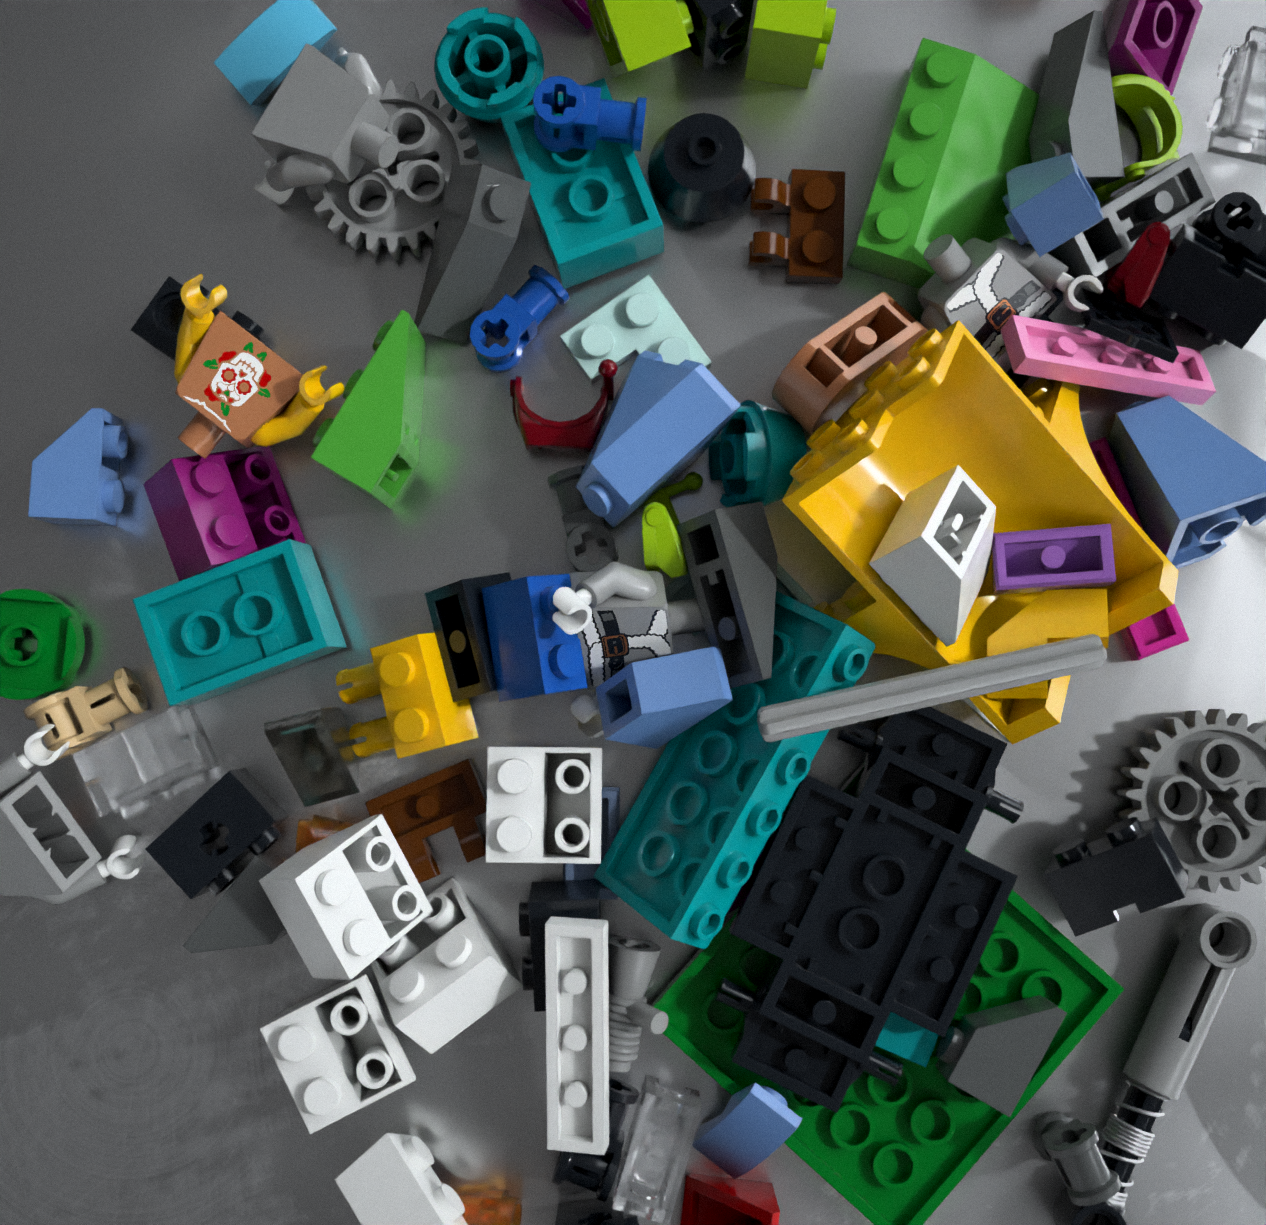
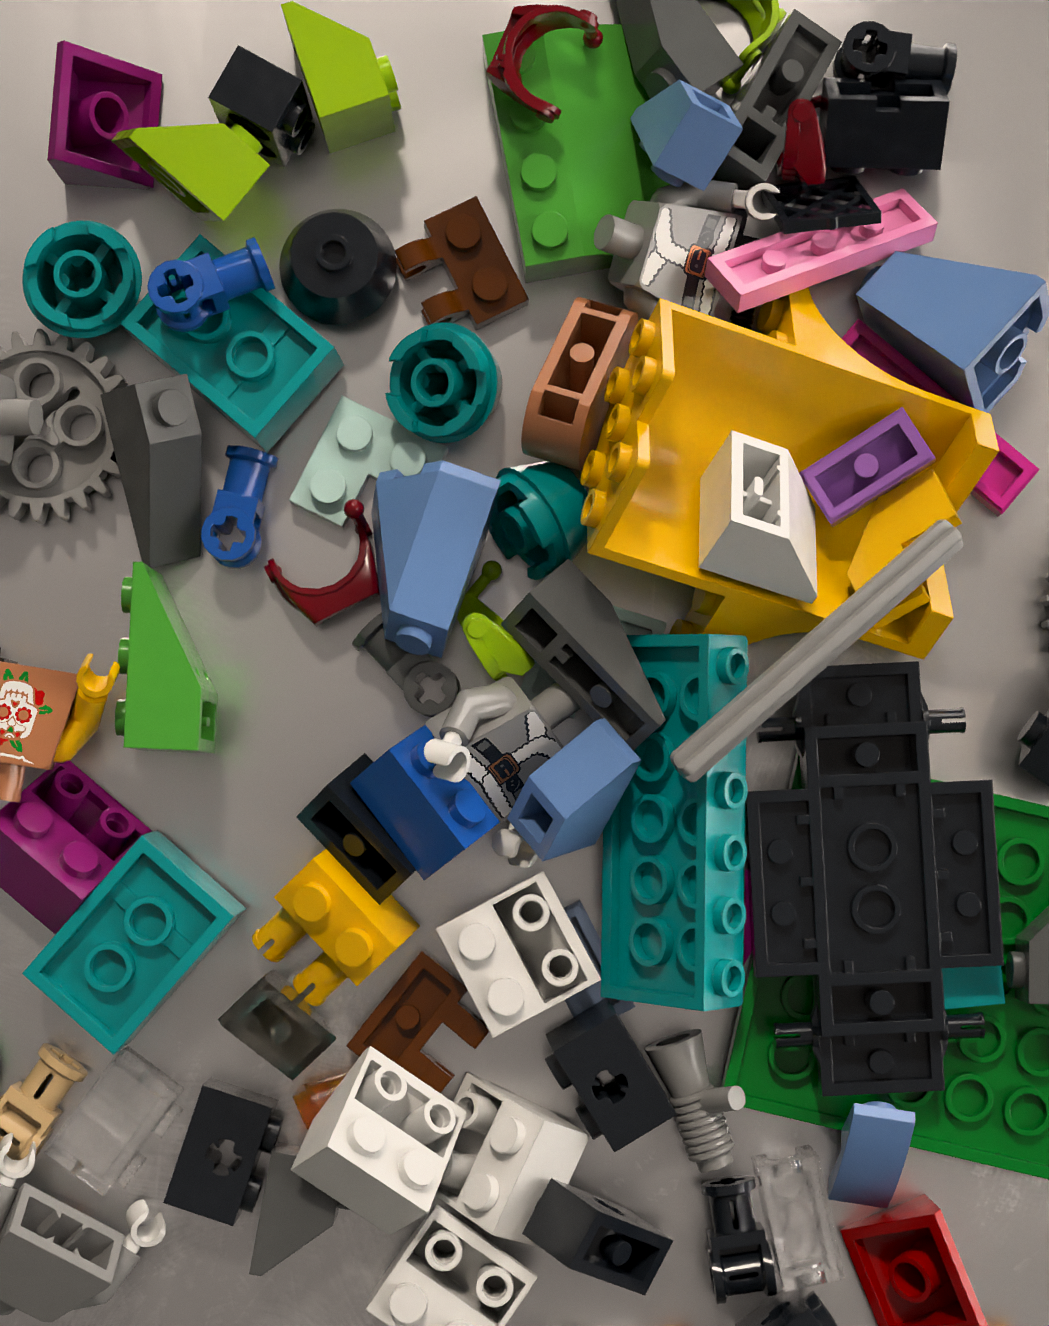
camera: 35 degrees left, 0 degrees up
(481, 1074) = (597, 1237): none -> black brick
(577, 1034) = (666, 1150): white plate -> none
(737, 304) = (443, 382): none -> teal cone
(964, 46) = (525, 27): none -> dark red helmet

